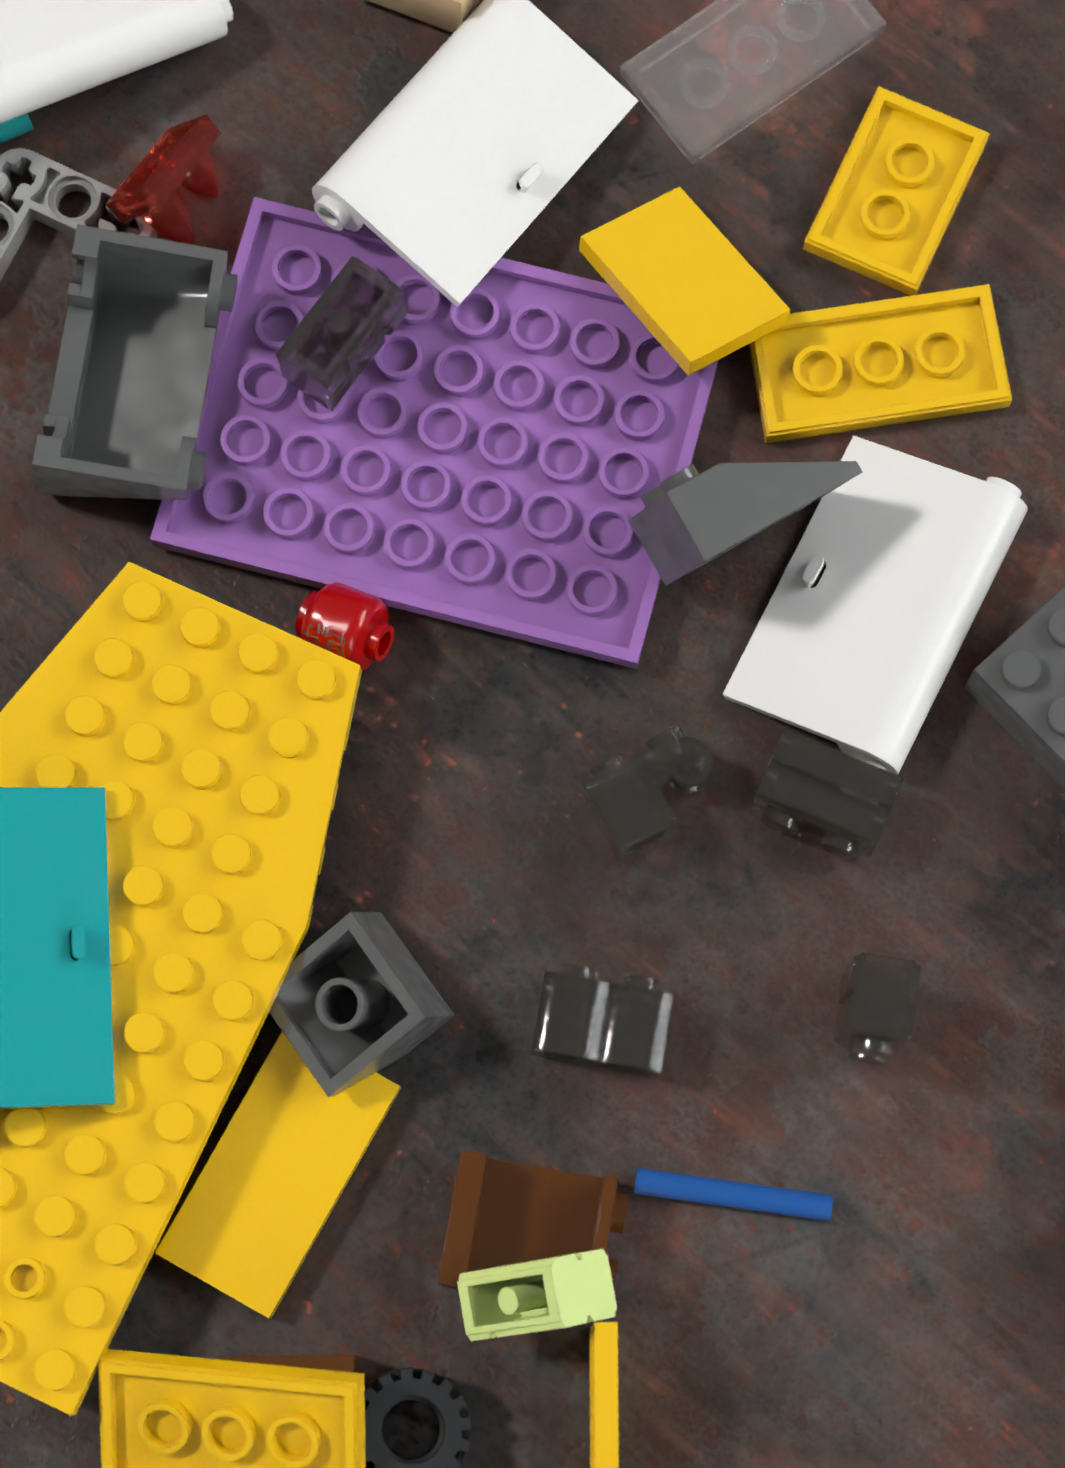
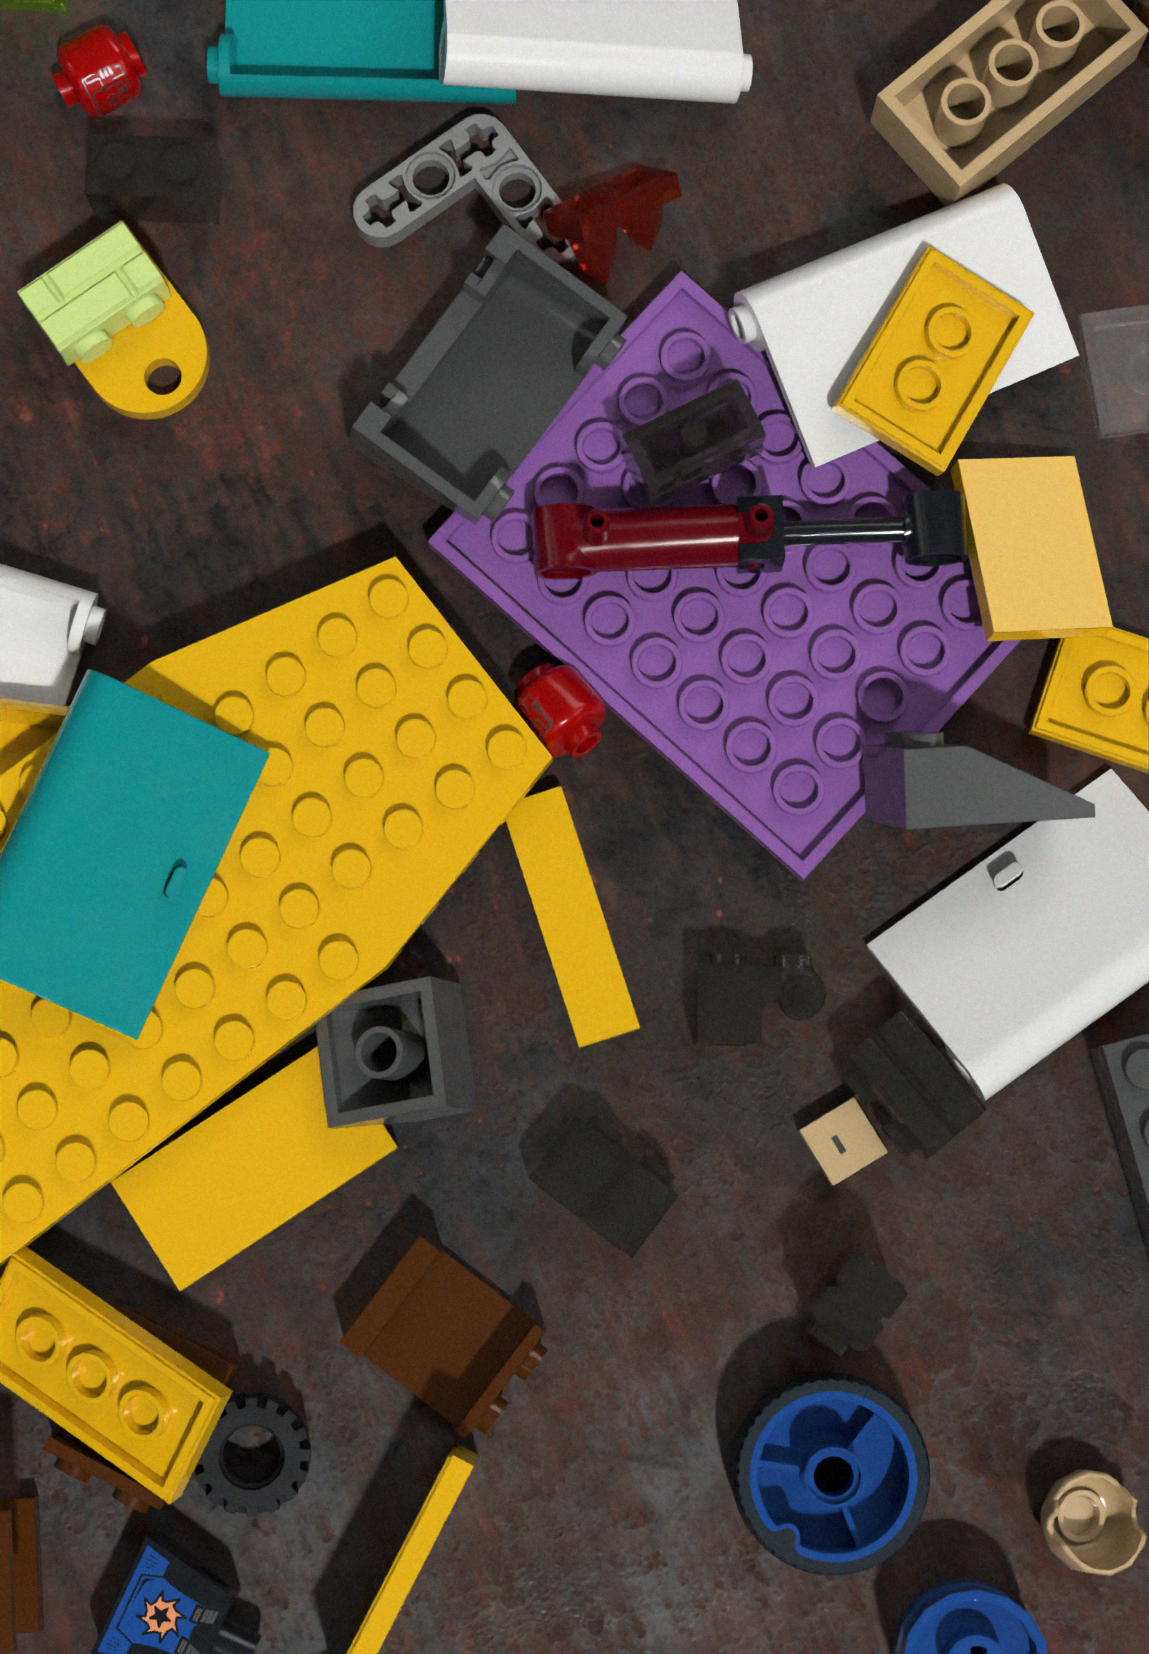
camera: 25 degrees right, 5 degrees up
(434, 388) = (748, 535): none -> dark red piece
(450, 805) = (571, 918): none -> yellow tile
(515, 162) = (933, 361): none -> yellow tile
(537, 1295) = (418, 1401): yellowish green brick -> none
(733, 1194) = (641, 1396): blue bar -> none
(792, 876) = (842, 1141): none -> tan tile
(902, 1210) = (776, 1463): none -> blue wheel

